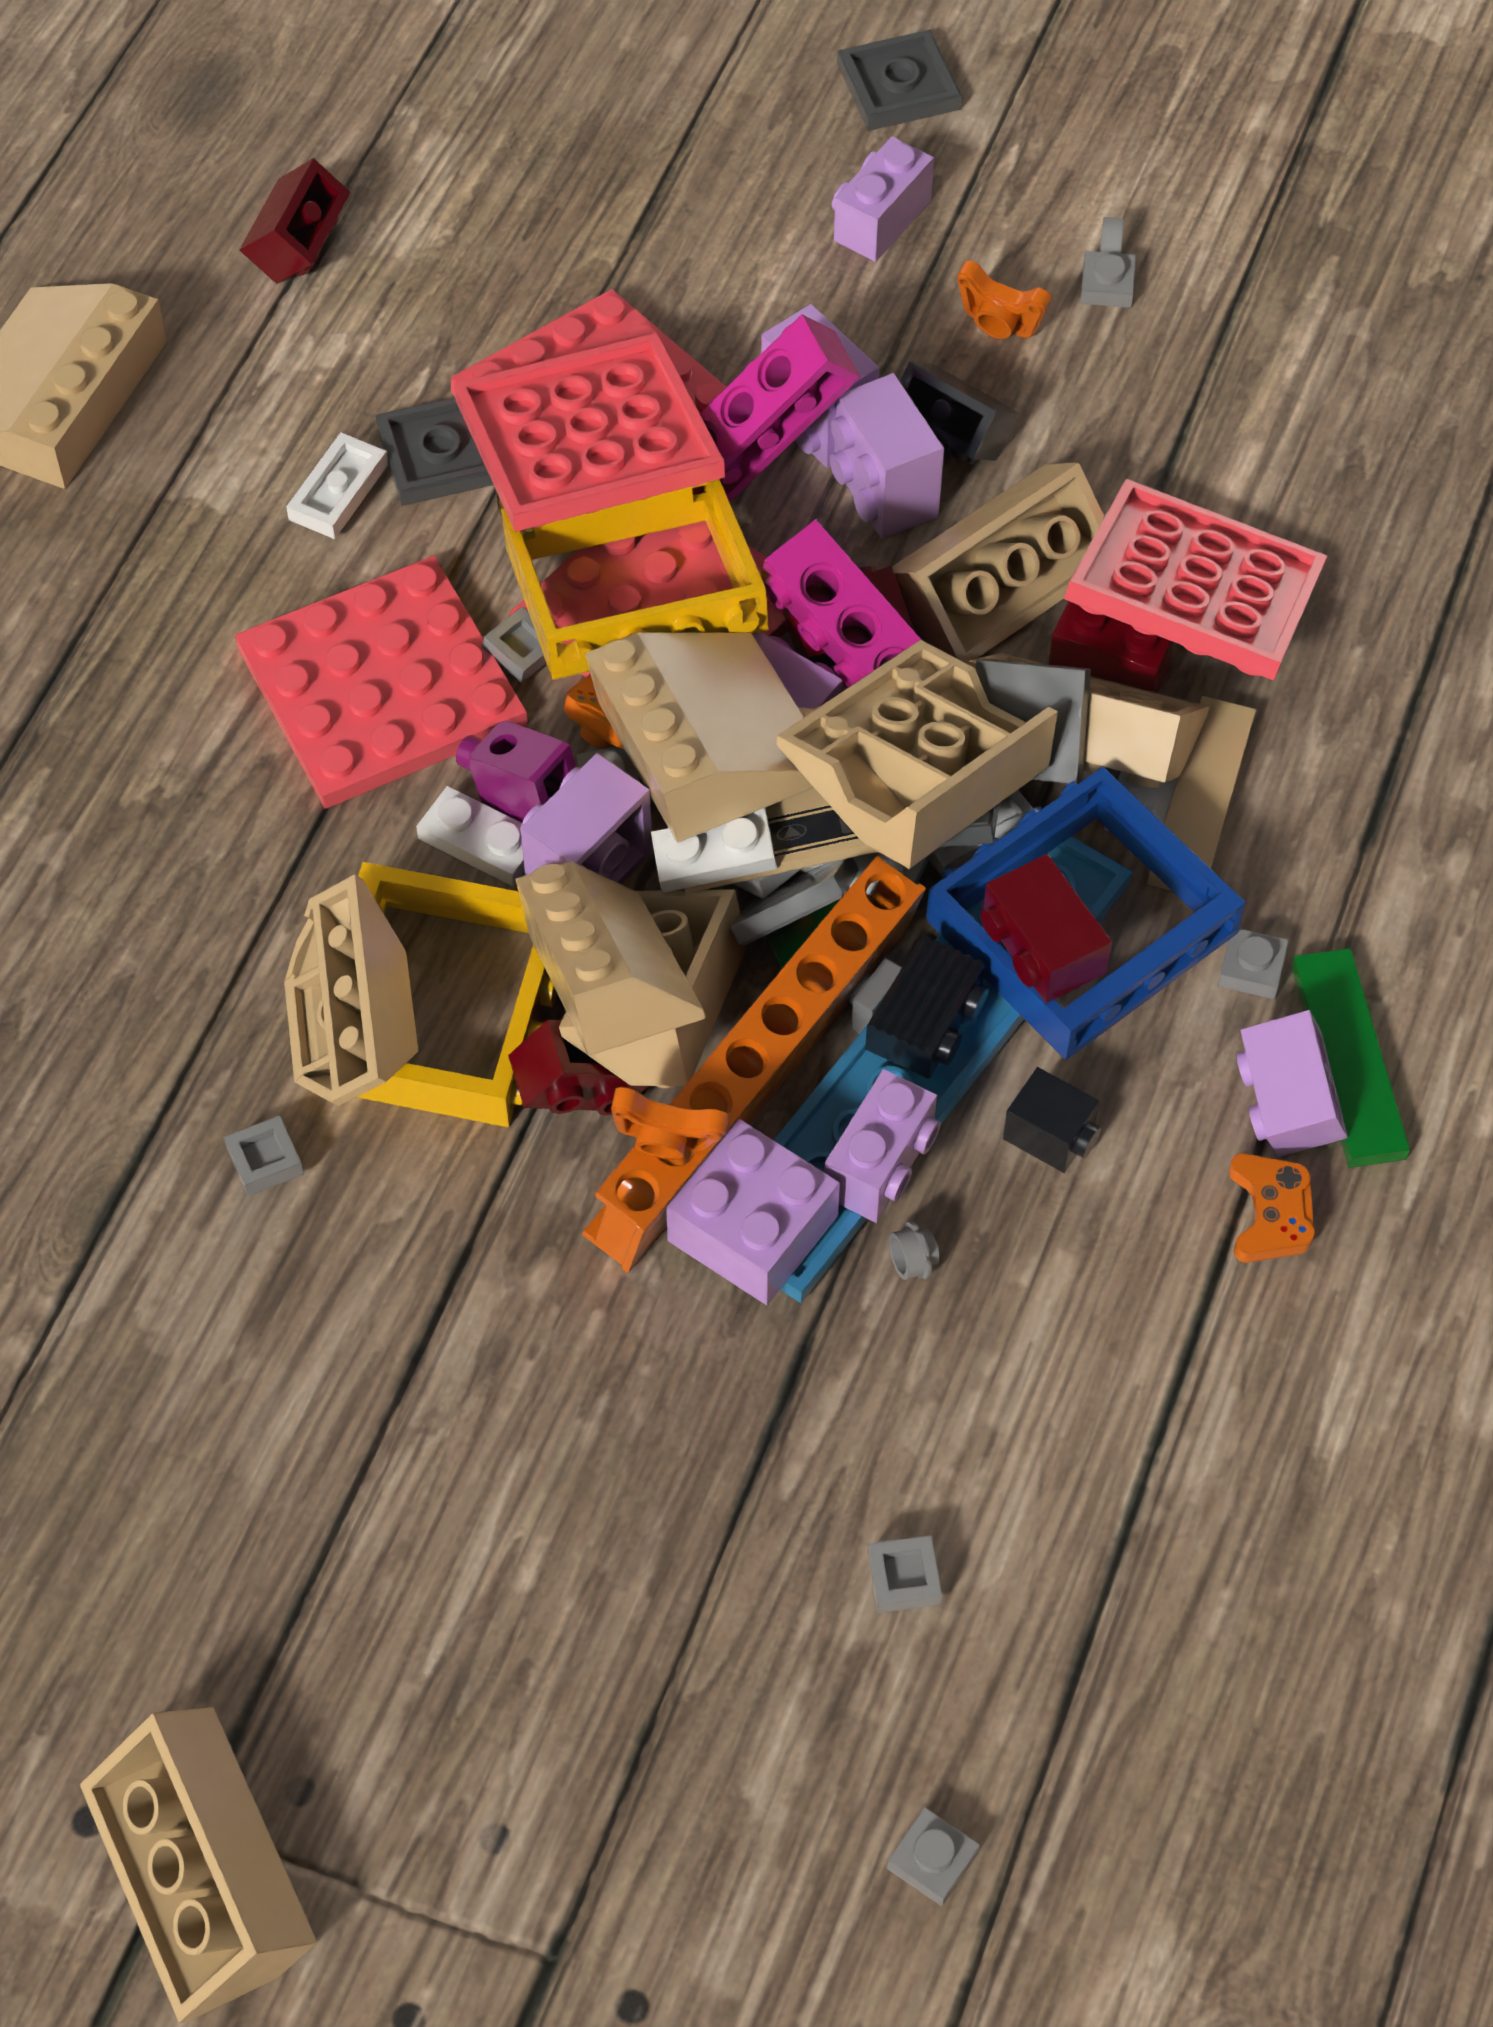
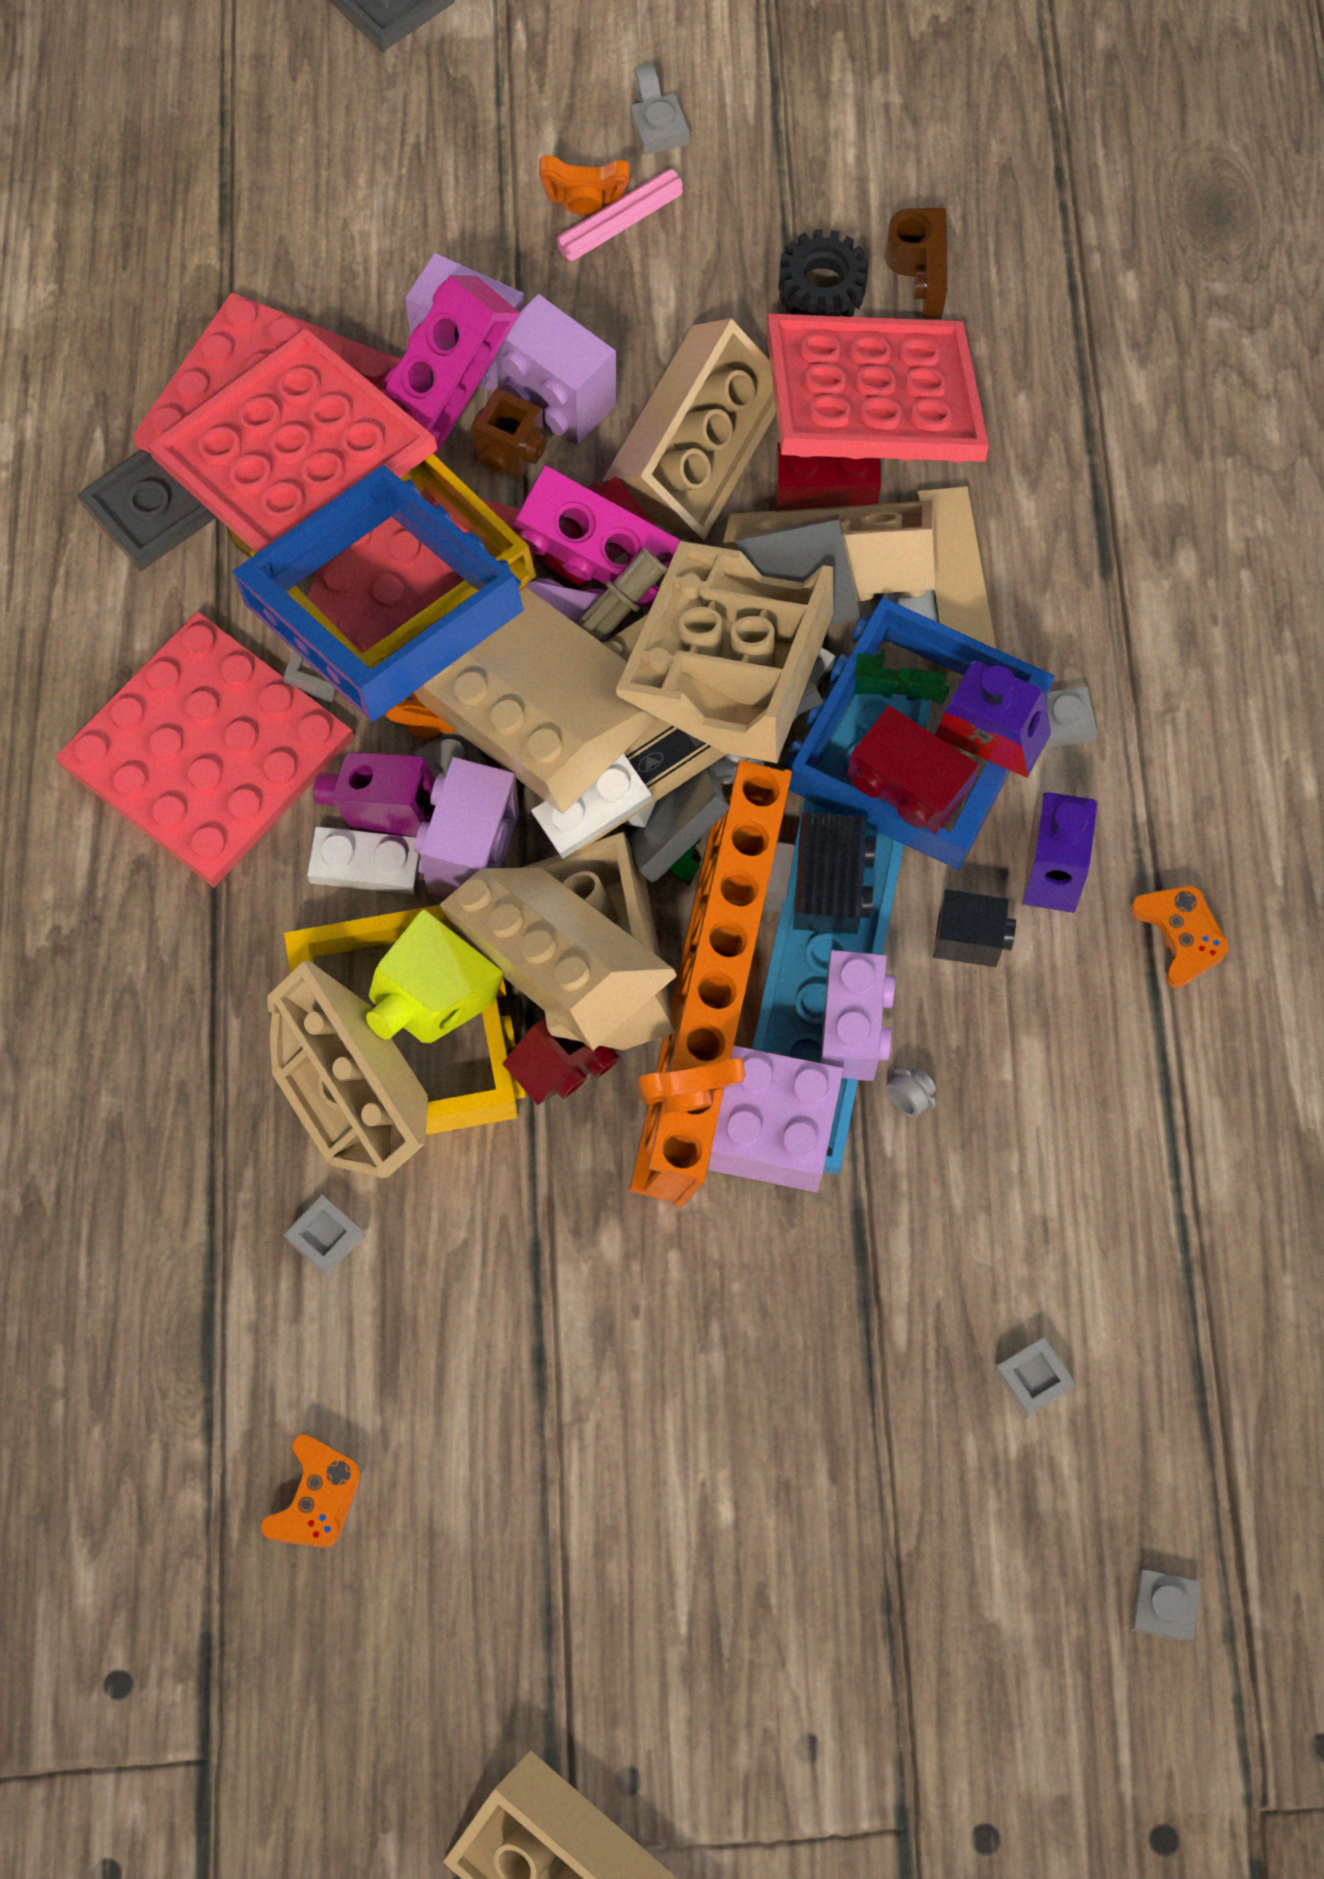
camera: 25 degrees left, 10 degrees up
(135, 1394) = (321, 1499): none -> orange piece
(337, 485) = (77, 576): white plate -> none
(472, 949) = (430, 983): none -> neon yellow torso
(584, 511) = (336, 527): none -> blue window
(811, 491) = (508, 434): none -> reddish brown brick
(839, 669) = (622, 595): none -> dark tan axle
(882, 198) = (432, 117): lavender brick -> none
(958, 413) = (600, 303): black brick -> none
(1026, 346) = (619, 215): none -> bright pink axle
(1056, 837) = (914, 683): none -> dark green piece
(1156, 910) = (997, 718): none -> dark purple torso
(1187, 1064) = (1061, 842): none -> dark purple torso
(1207, 446) = (823, 254): none -> black tyre
(1291, 1084) = (1153, 818): lavender brick -> none
(1313, 475) = (923, 258): none -> reddish brown plate
(1335, 997) = (1180, 771): green tile -> none

